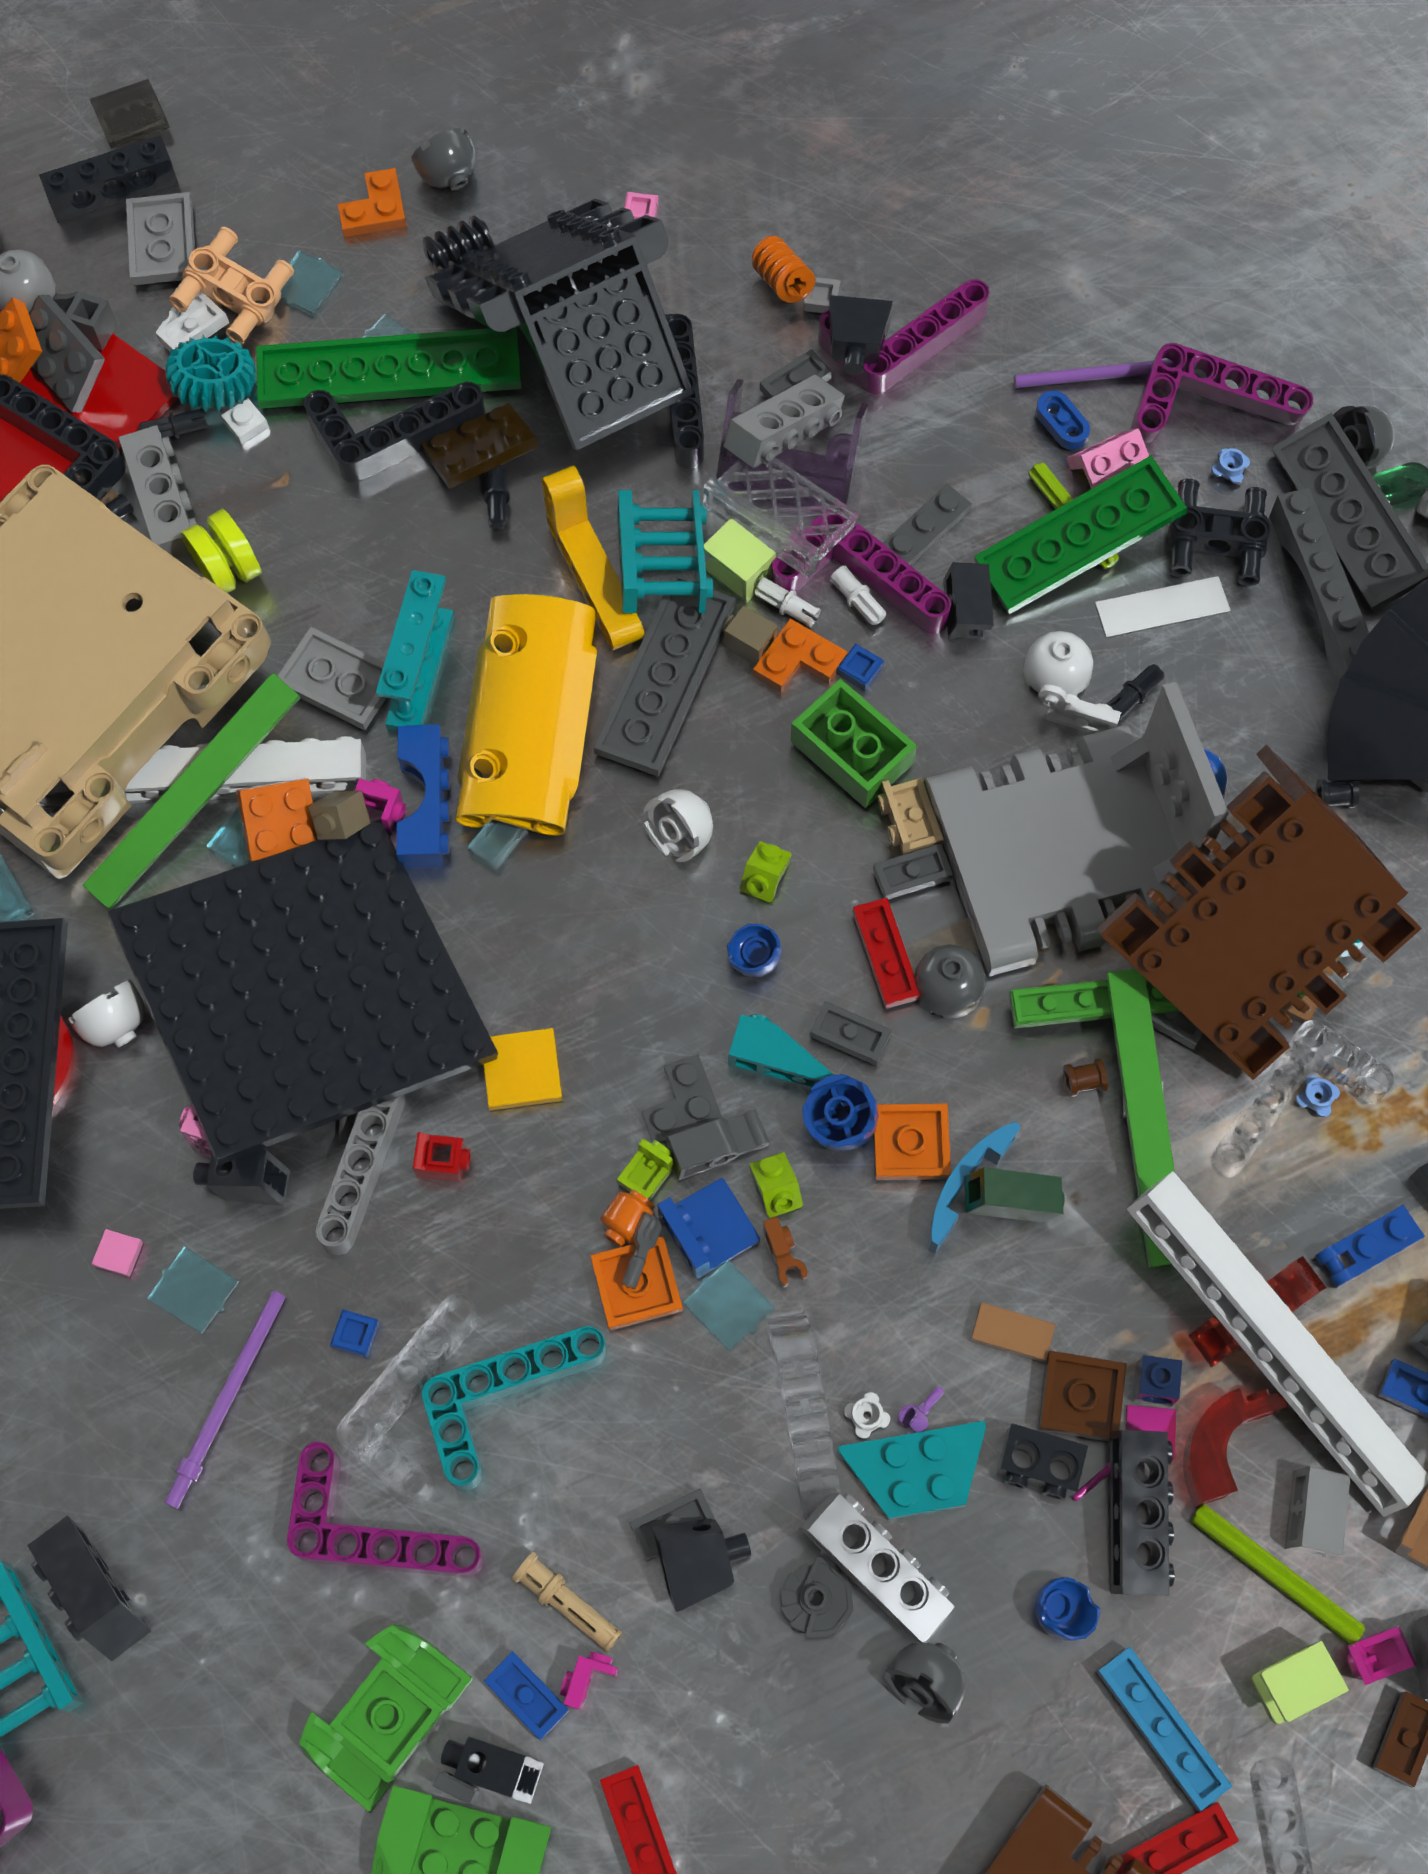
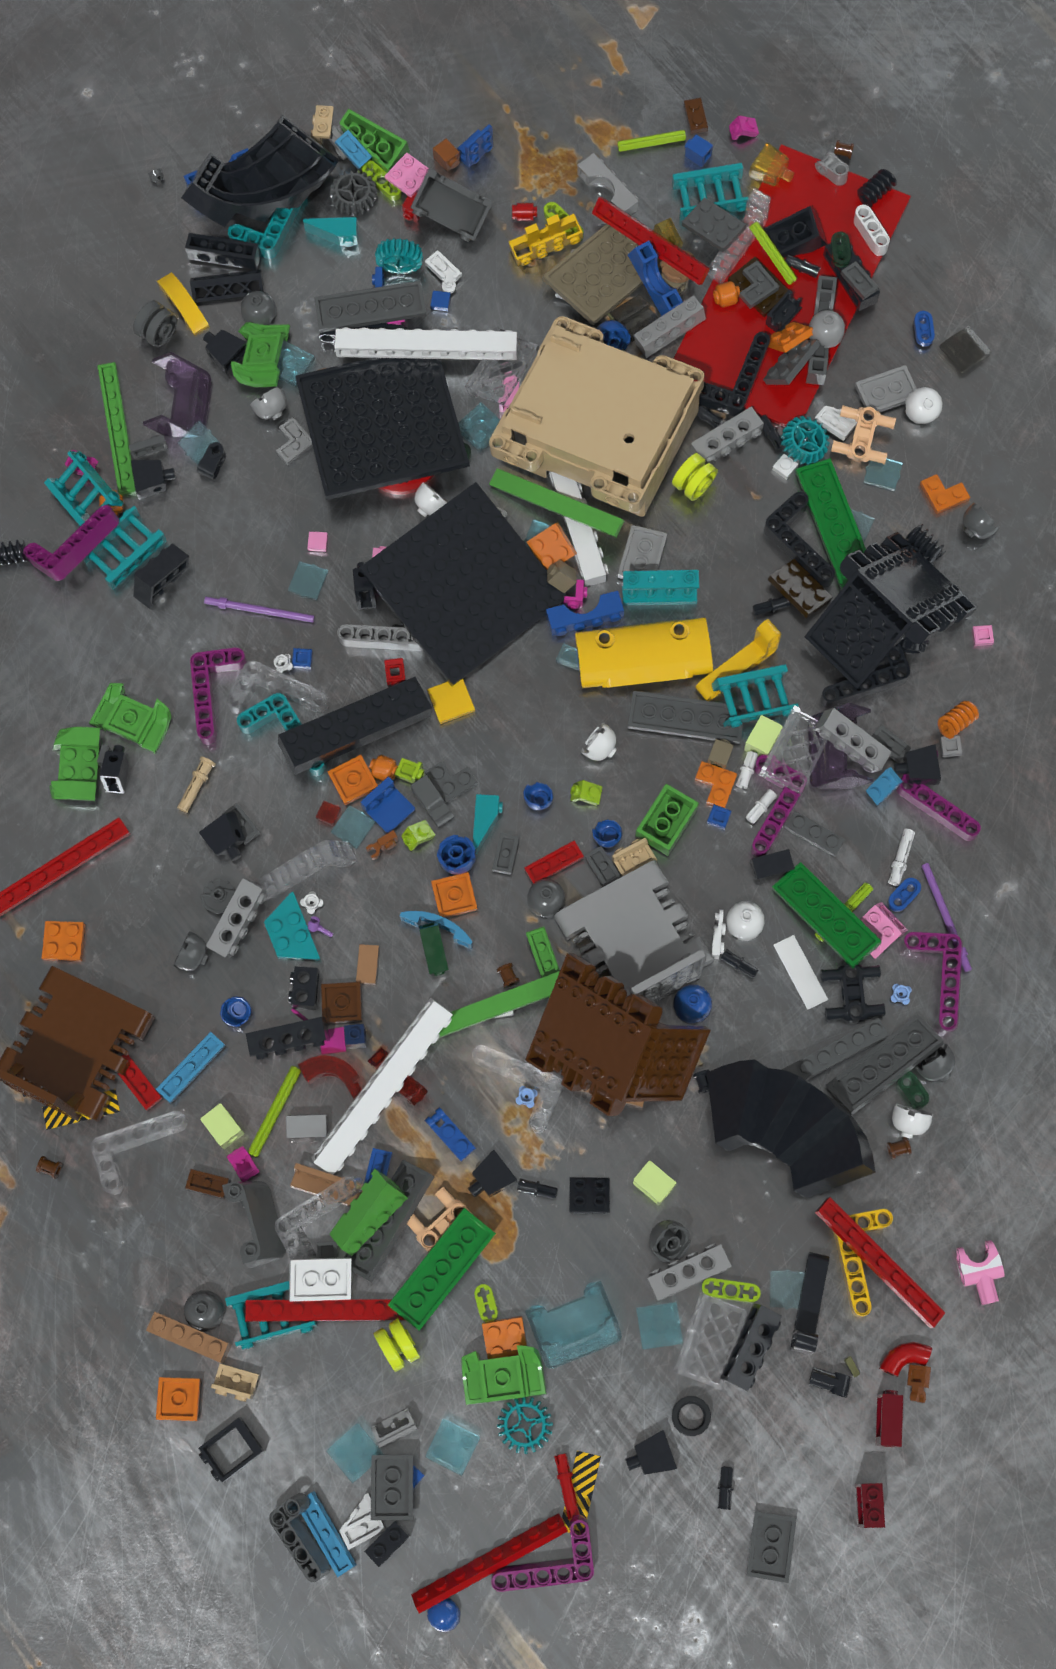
camera: 80 degrees right, 5 degrees up
(63, 154) = (924, 330): none -> blue plate
(108, 179) = (916, 352): black brick -> none
(210, 188) = (923, 405): none -> white cylinder
(348, 1364) = (280, 659): none -> white plate
(526, 1695) = (150, 777): blue plate -> none
(535, 1253) = (354, 725): none -> black brick
(577, 1684) = (159, 797): dark pink bracket -> none
(645, 1238) = (373, 776): dark grey piece -> none
(693, 1344) = (328, 813): none -> clear red plate
(853, 848) = (607, 833): none -> blue hair
(872, 388) = (884, 786): none -> dark azure plate
(1009, 415) = (899, 864): none -> white pin

